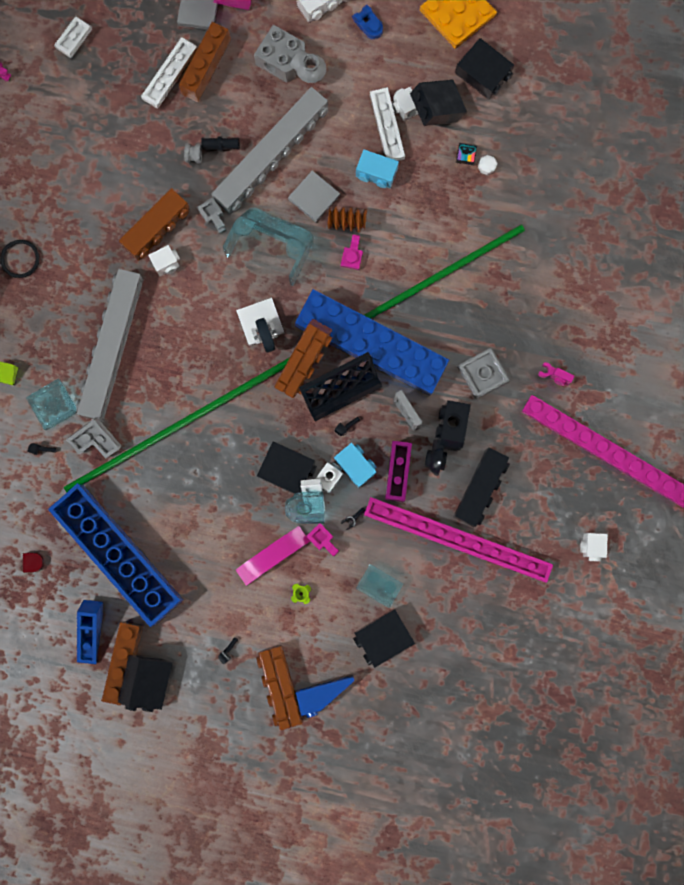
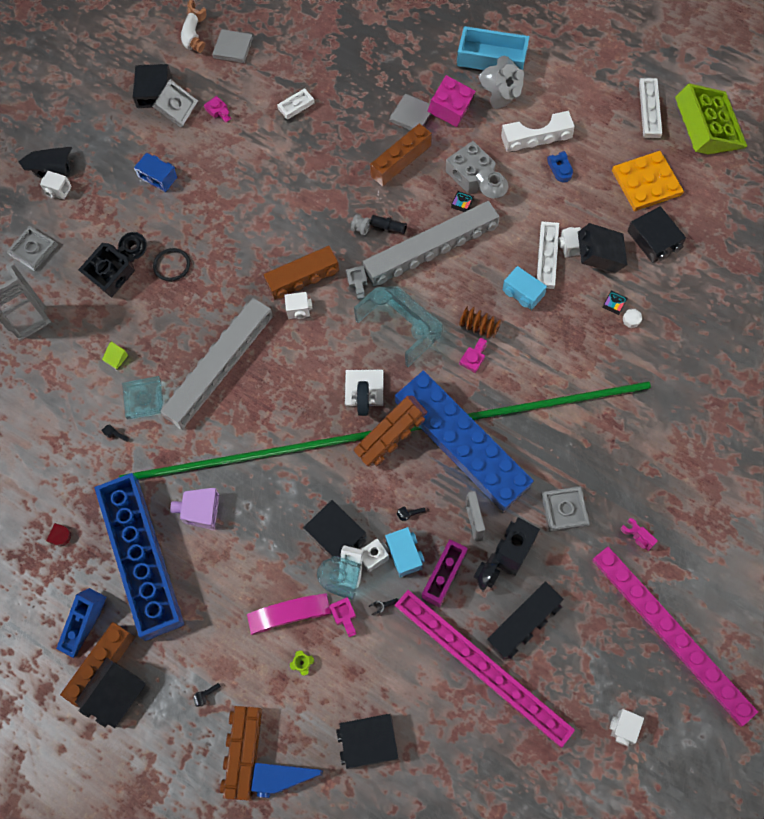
camera: 25 degrees right, 15 degrees down
(94, 434) = (168, 436): light grey plate -> none
(151, 491) = (198, 507): none -> lavender torso
(169, 72) = (365, 155): white plate -> none
(284, 94) = (462, 201): none -> tile
(314, 196) = (456, 295): light grey tile -> none
(341, 395) = (418, 480): black fence -> none
(379, 586) = (384, 684): clear light blue plate -> none

